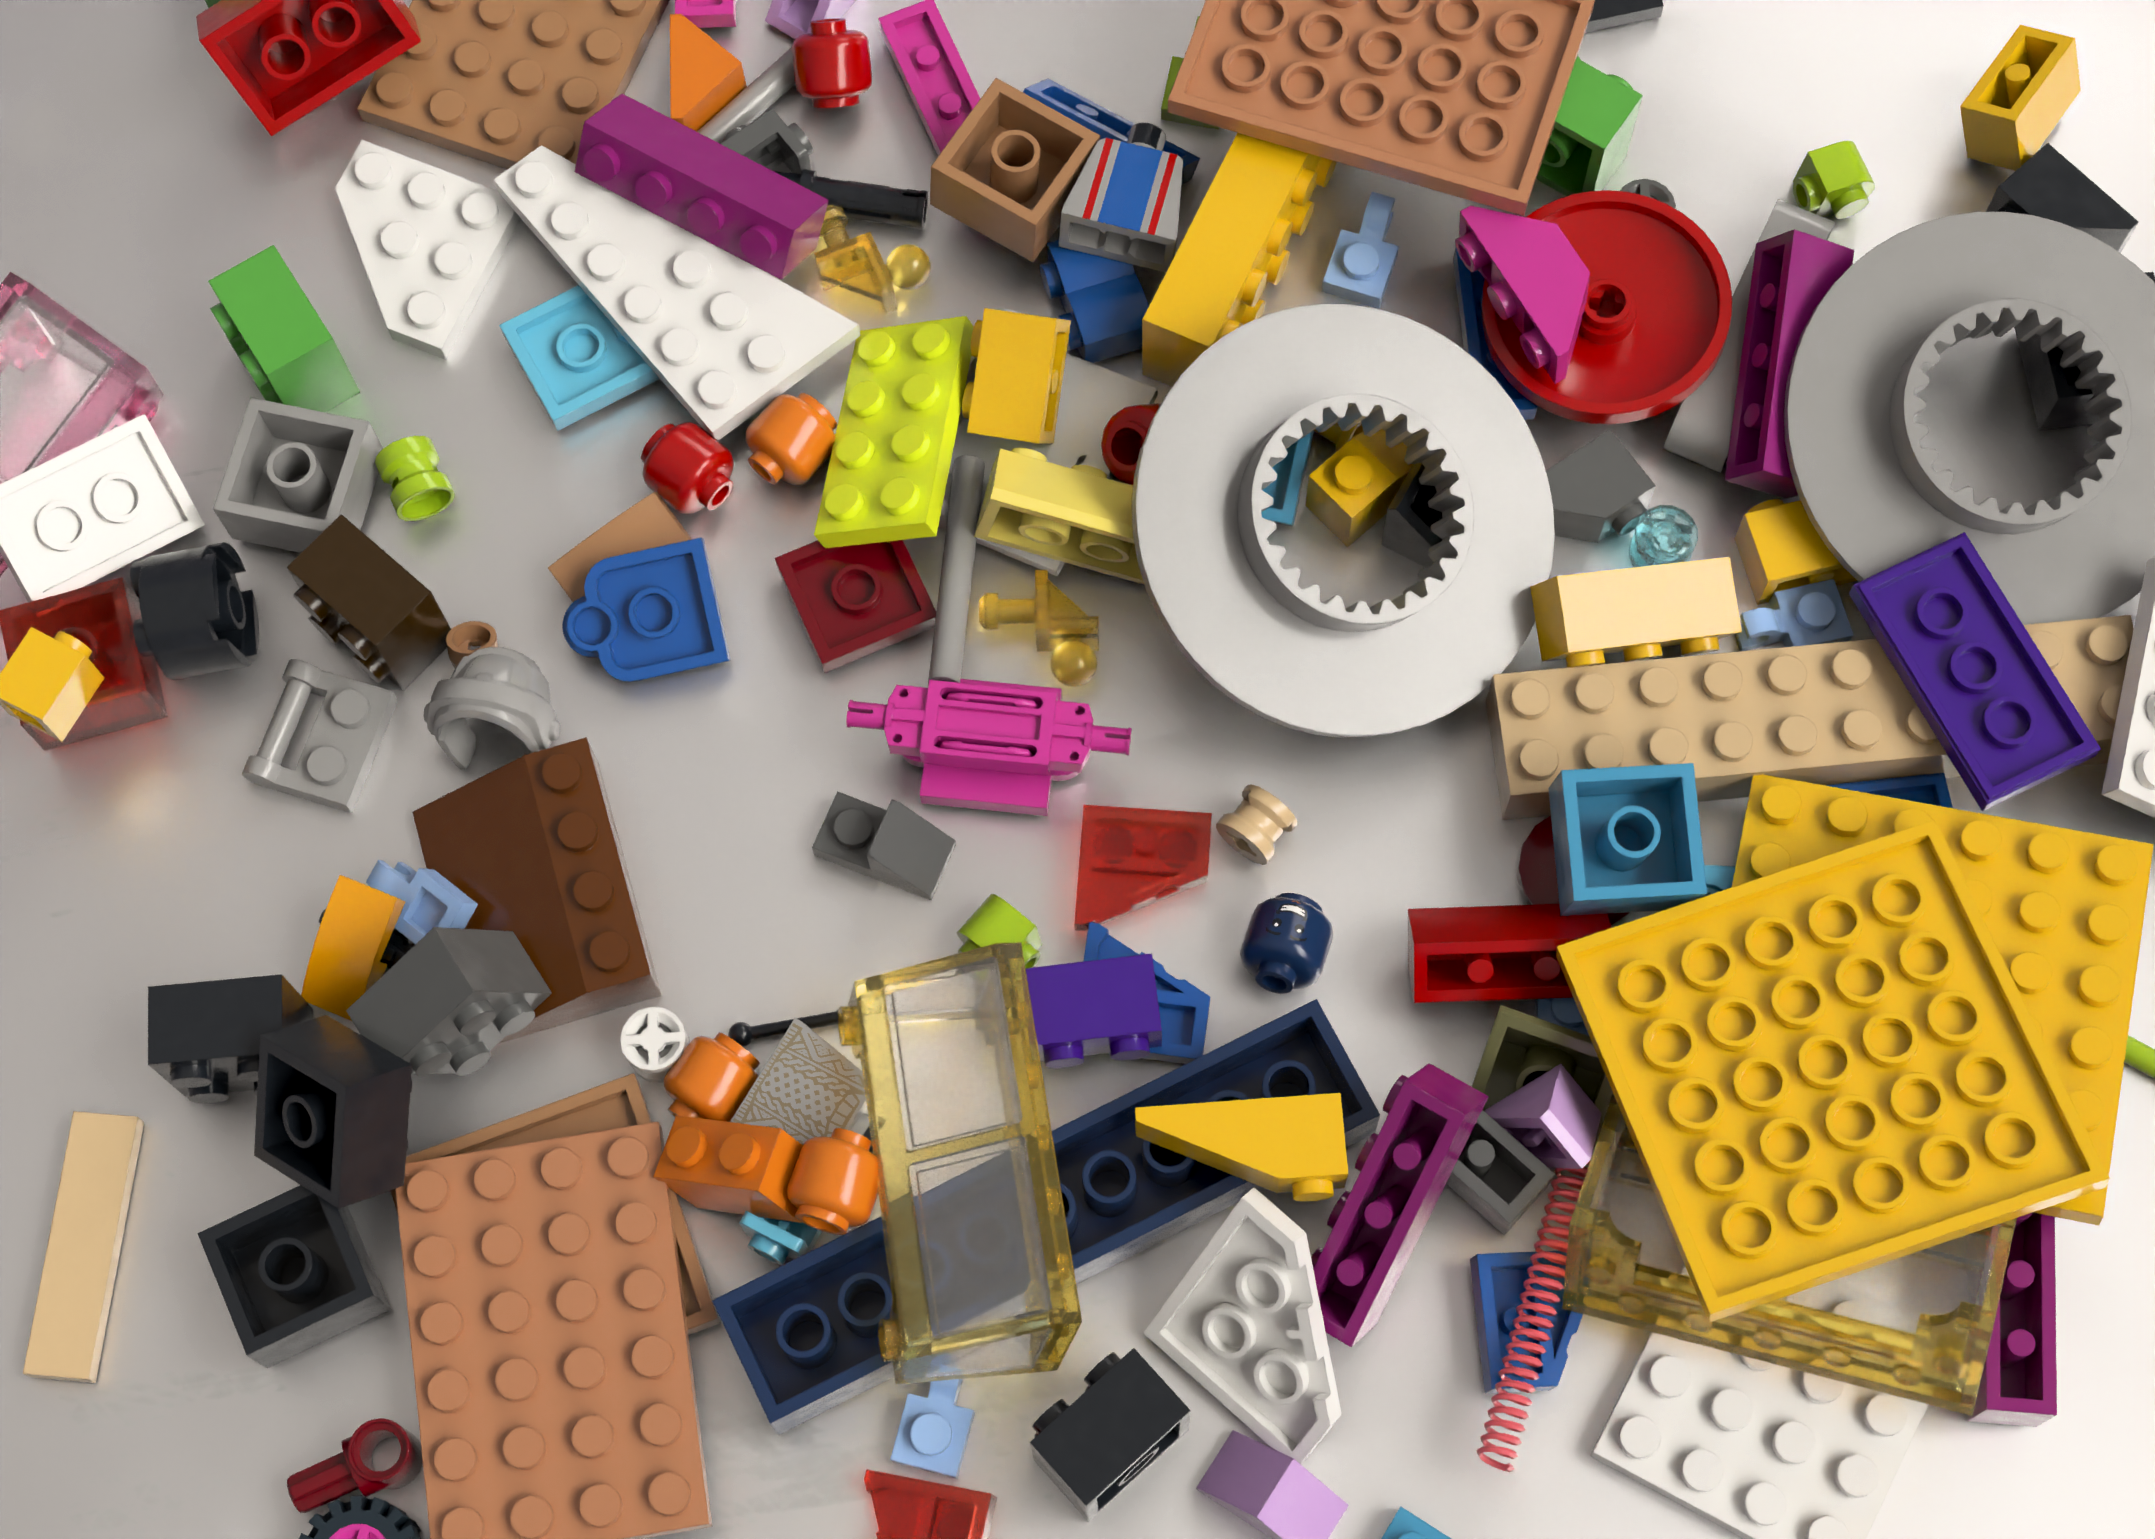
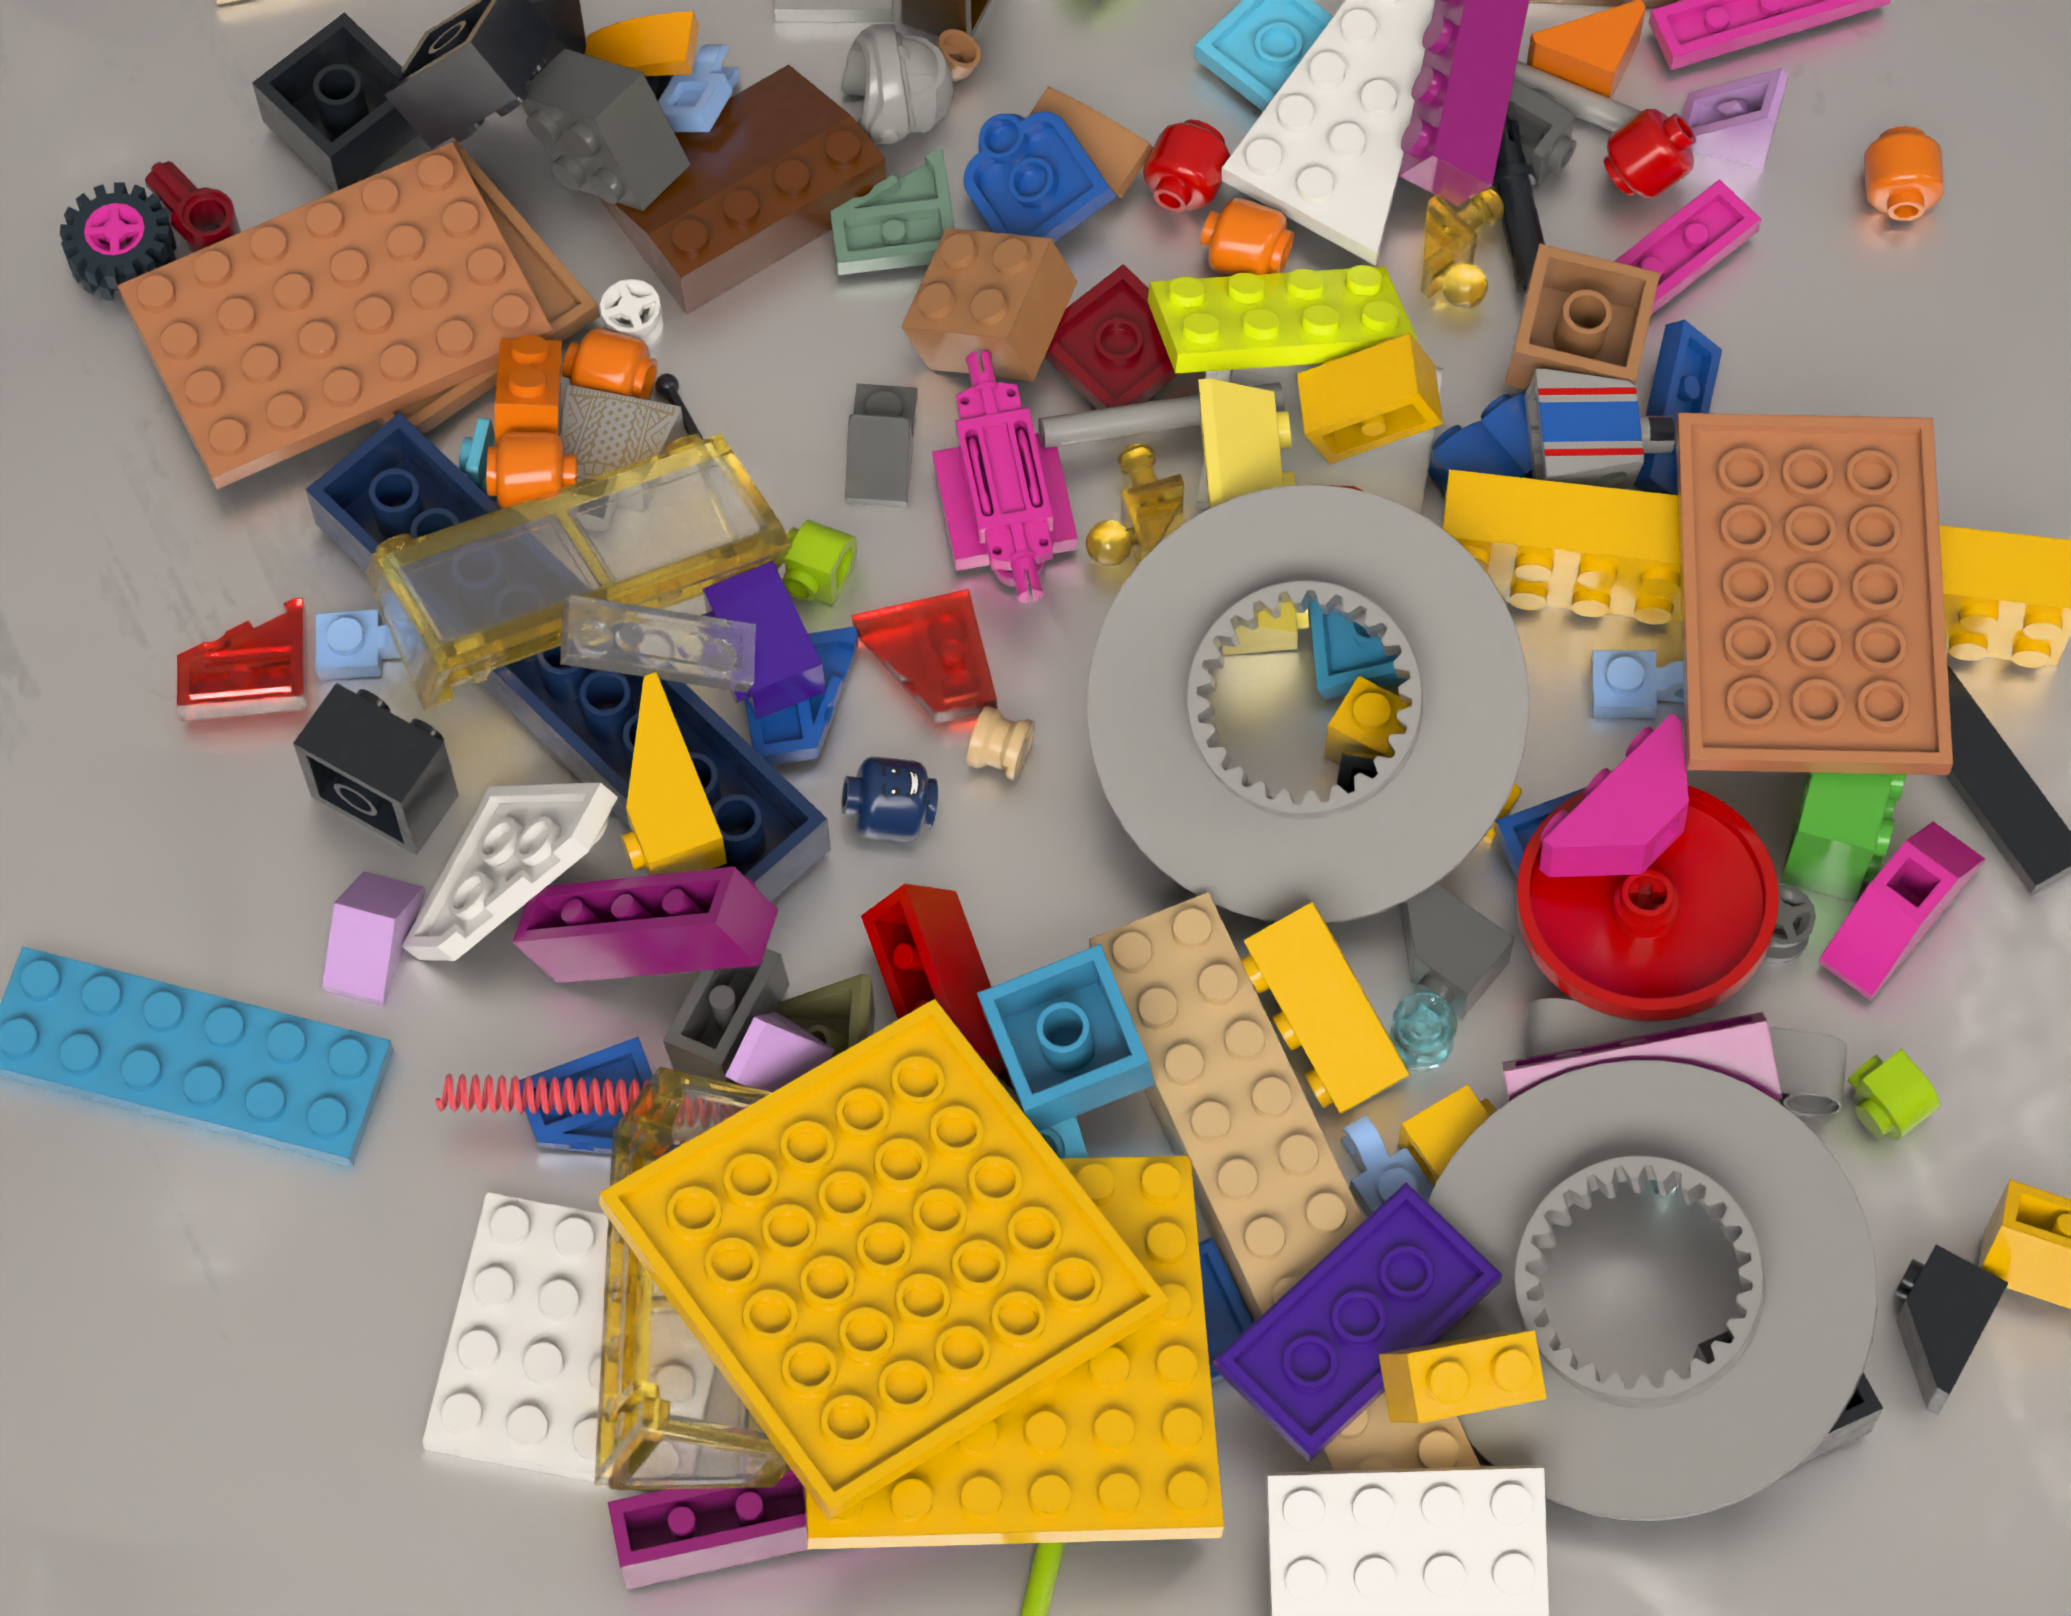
camera: 70 degrees right, 5 degrees down
(642, 755) = (895, 221): none -> sand green wing
(782, 689) = (991, 297): none -> medium nougat brick
(1101, 1099) = (658, 640): none -> clear plate
(1674, 117) = (1900, 908): none -> dark pink slope
(2068, 591) = (1462, 1376): none -> yellow brick

